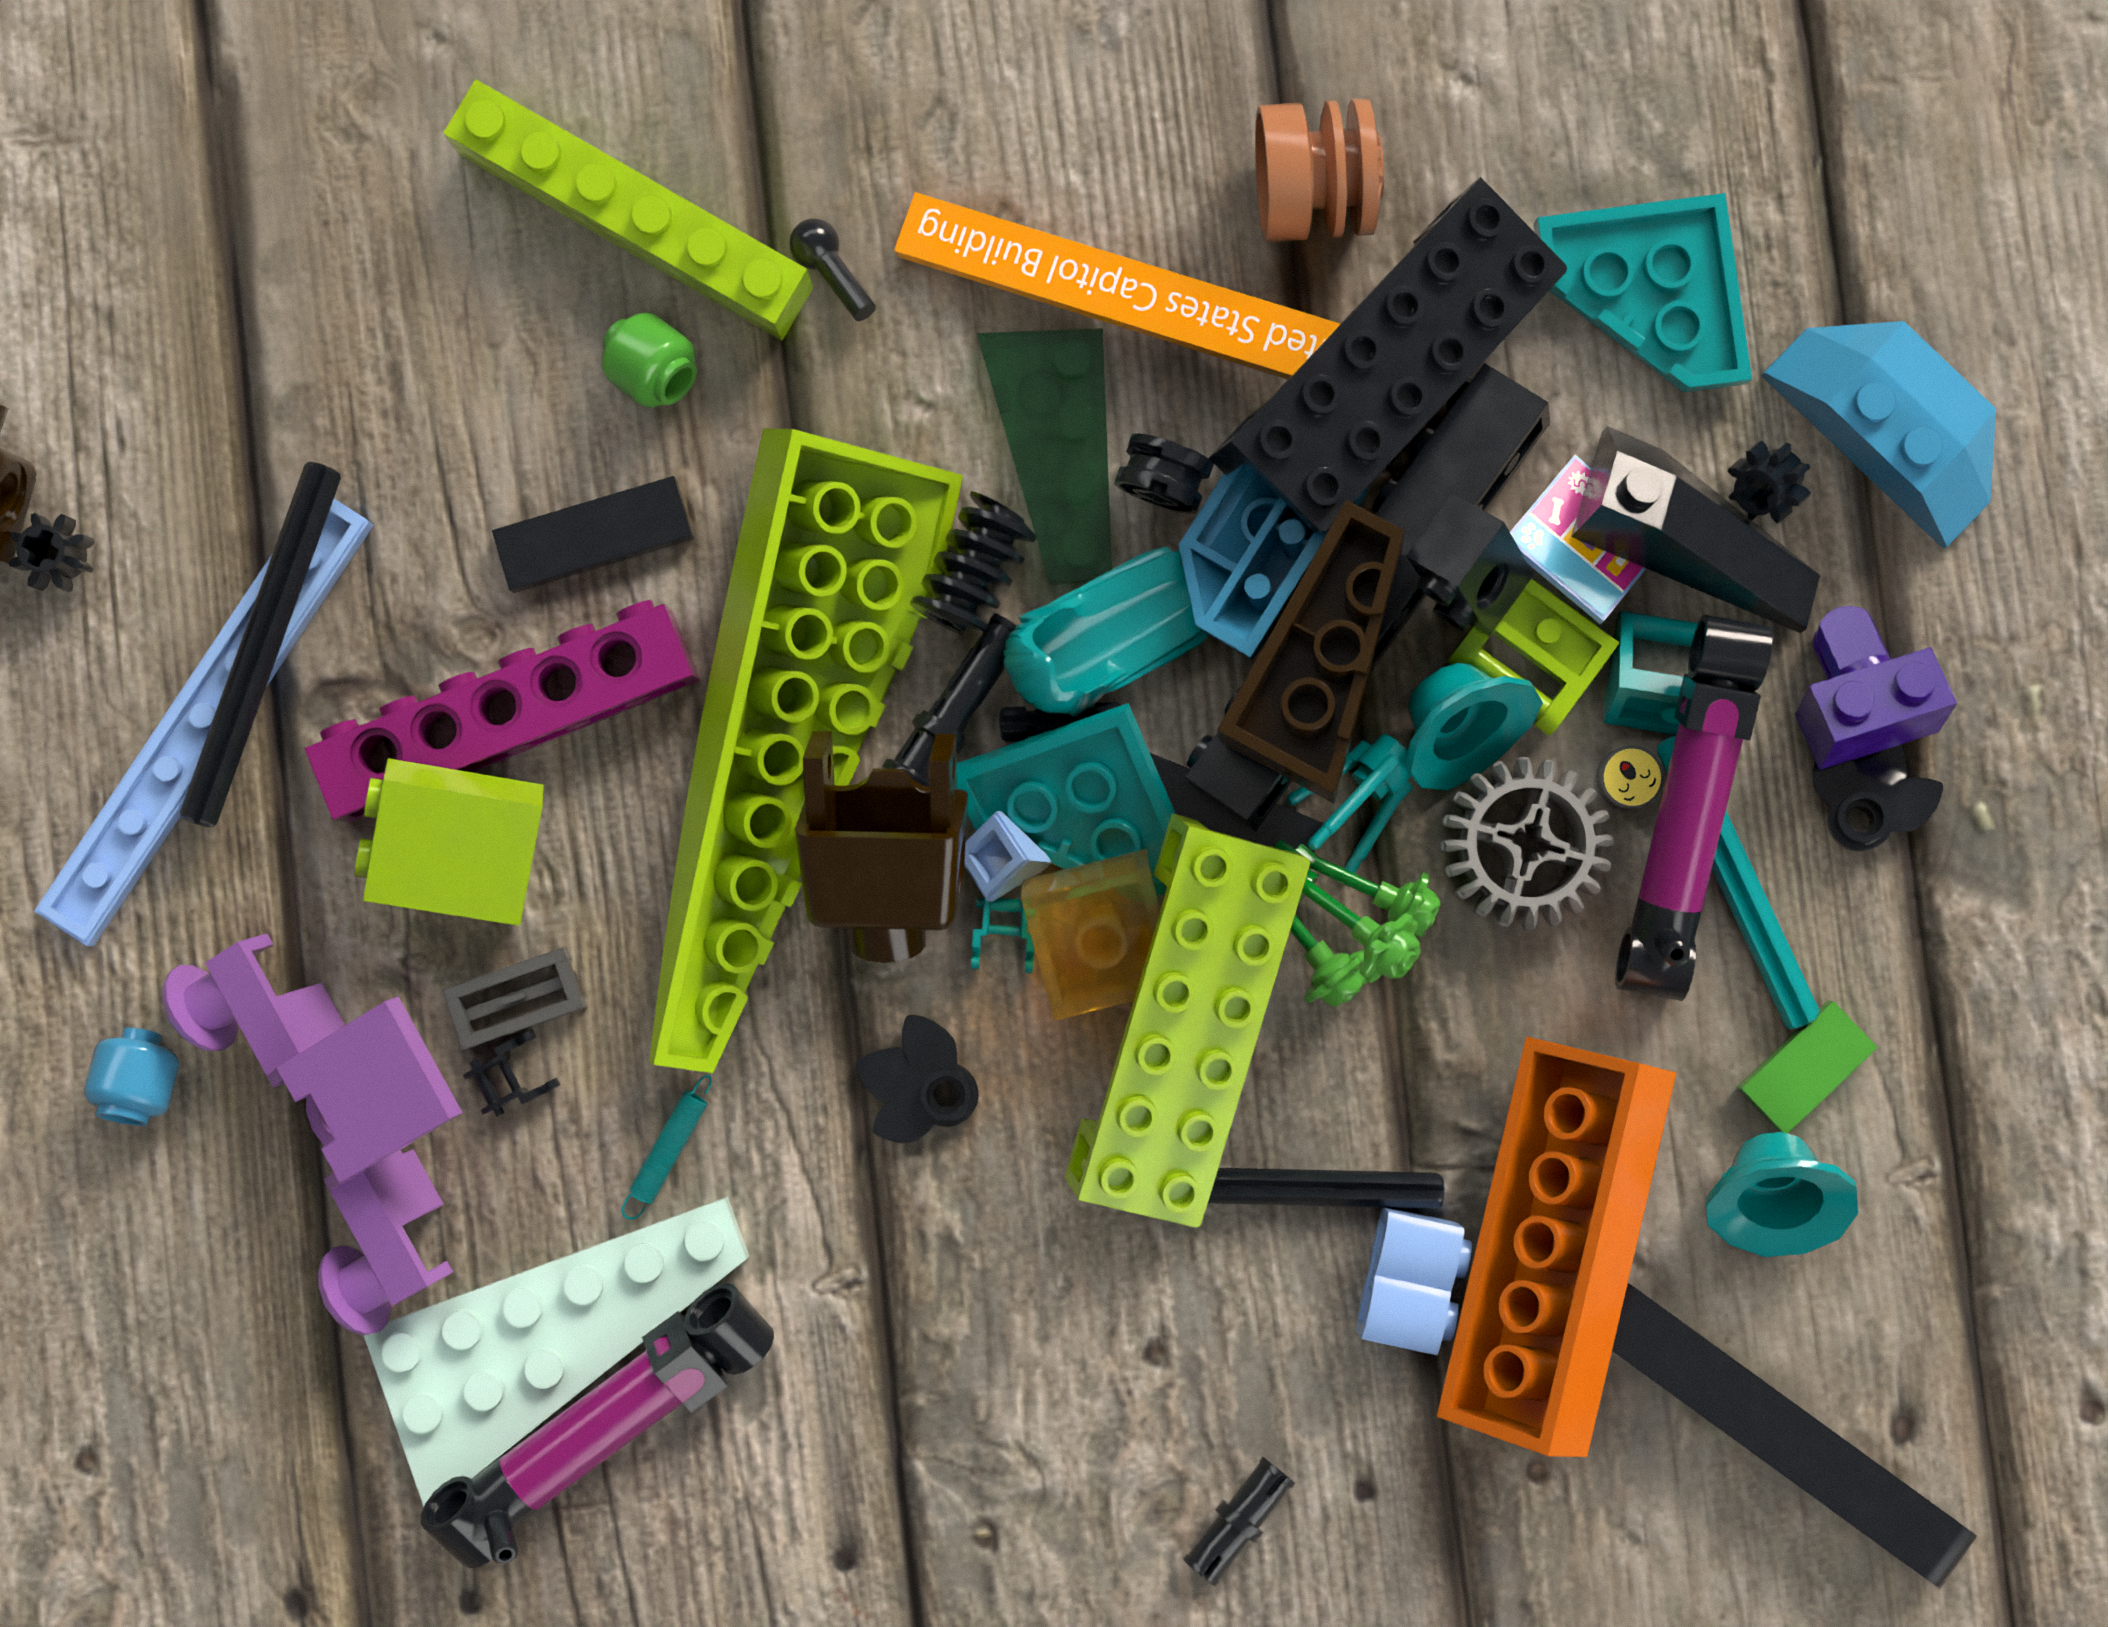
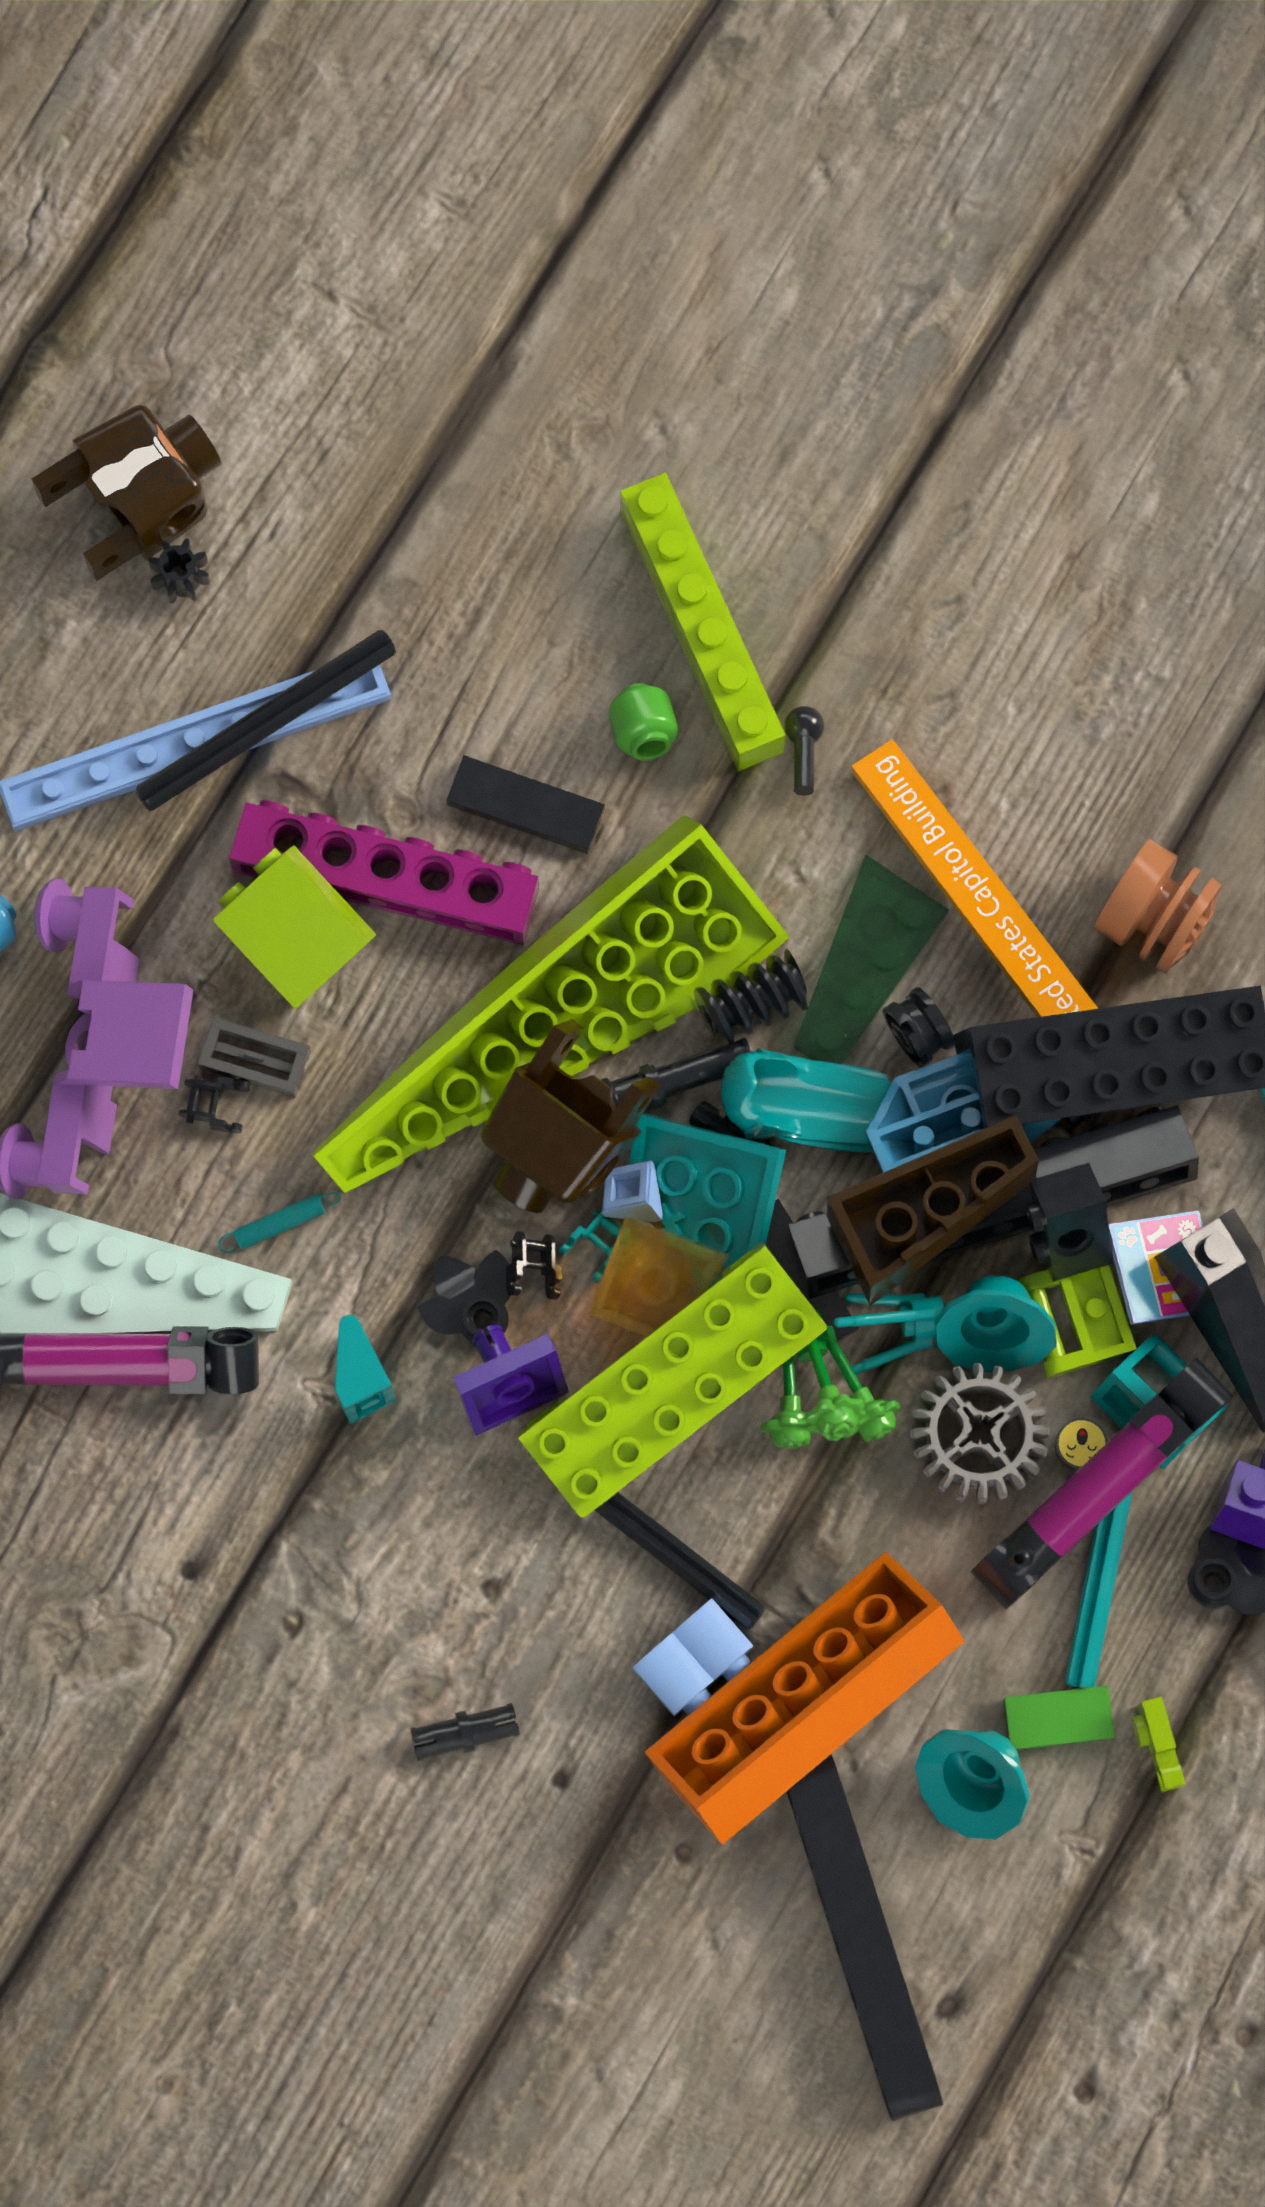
camera: 35 degrees right, 10 degrees down
(865, 1249) = (359, 1374): none -> teal tile
(943, 1025) = (548, 1267): none -> black piece
(1022, 1144) = (509, 1379): none -> dark purple tile
(1914, 1013) = (1154, 1731): none -> lime plate

